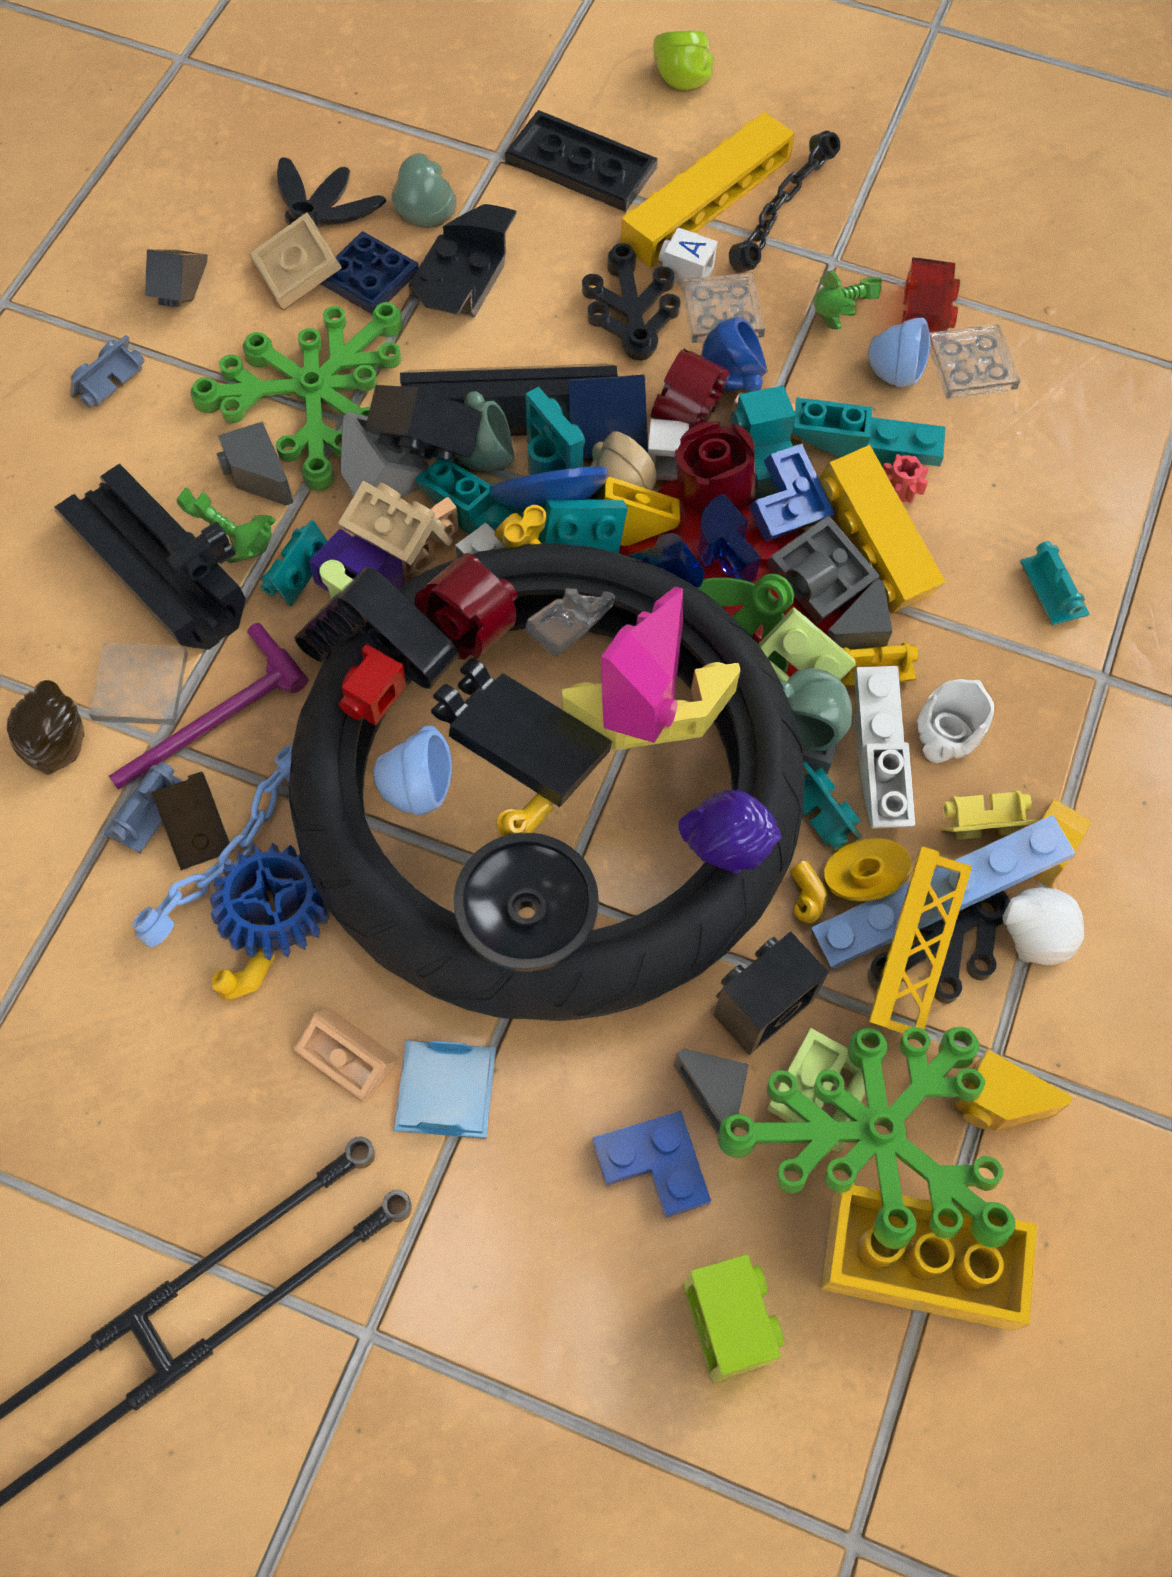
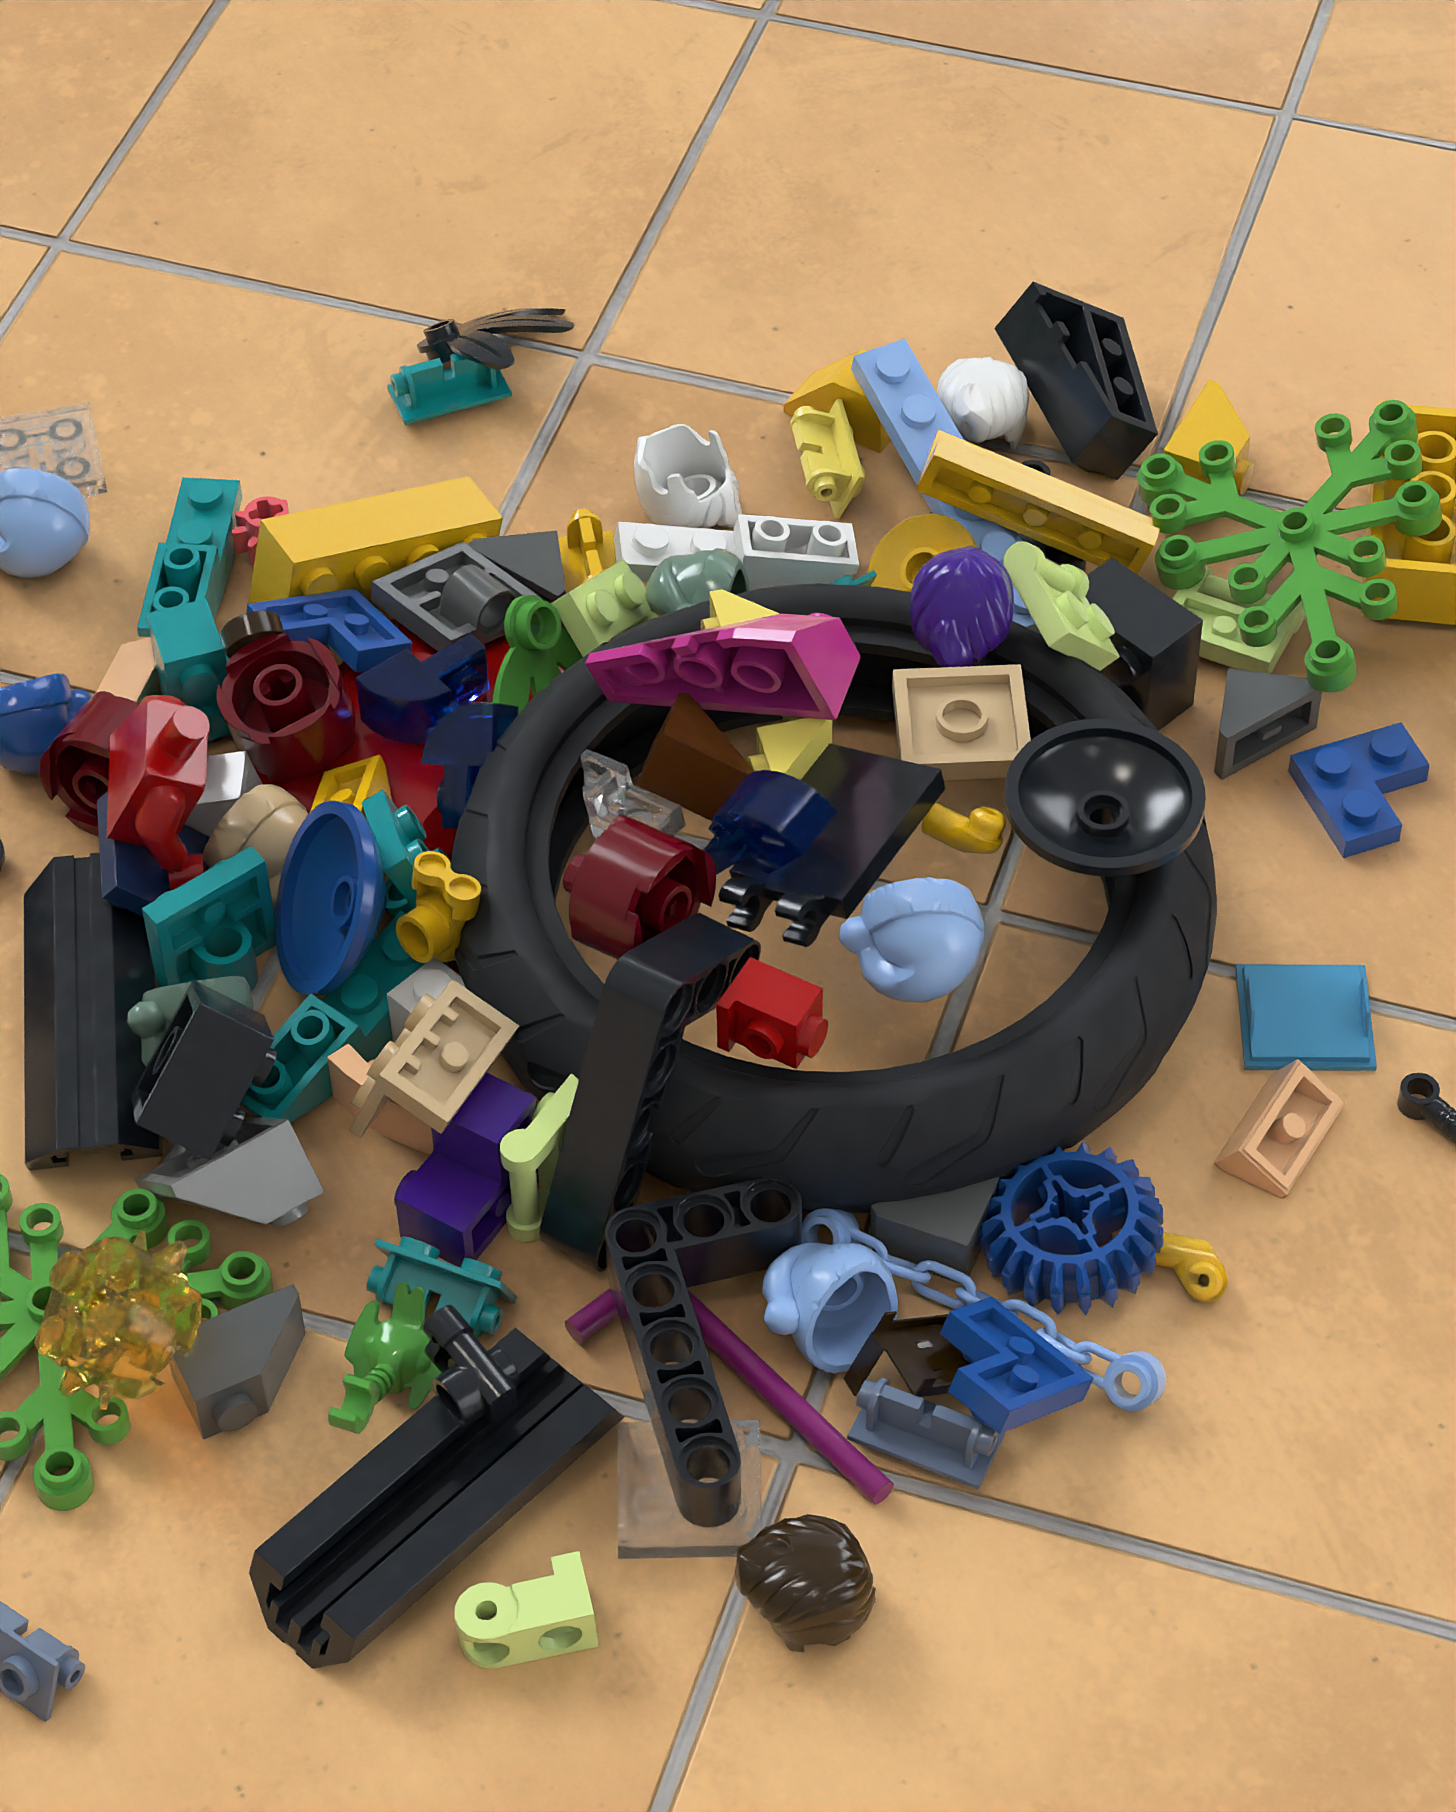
camera: 90 degrees left, 15 degrees down
(63, 598) = (528, 1618): none -> yellowish green leg
(155, 858) = (1011, 1368): none -> blue plate
(212, 667) = (651, 1262): none -> black beam
(235, 752) = (828, 1300): none -> light blue piece
(266, 393) = (118, 1316): none -> clear yellow brick
(276, 823) = (935, 1226): none -> dark grey slope
(515, 681) = (768, 819): none -> clear blue brick
(584, 649) = (693, 761): none -> reddish brown slope
(626, 826) = (961, 719): none -> tan plate
(639, 386) = (157, 780): none -> red torso
(735, 919) = (1059, 605): none -> yellowish green plate
(760, 437) = (248, 628): none -> dark brown tile
(1071, 999) = (1081, 377): none -> black wedge
(1106, 604) = (476, 339): none -> black plant

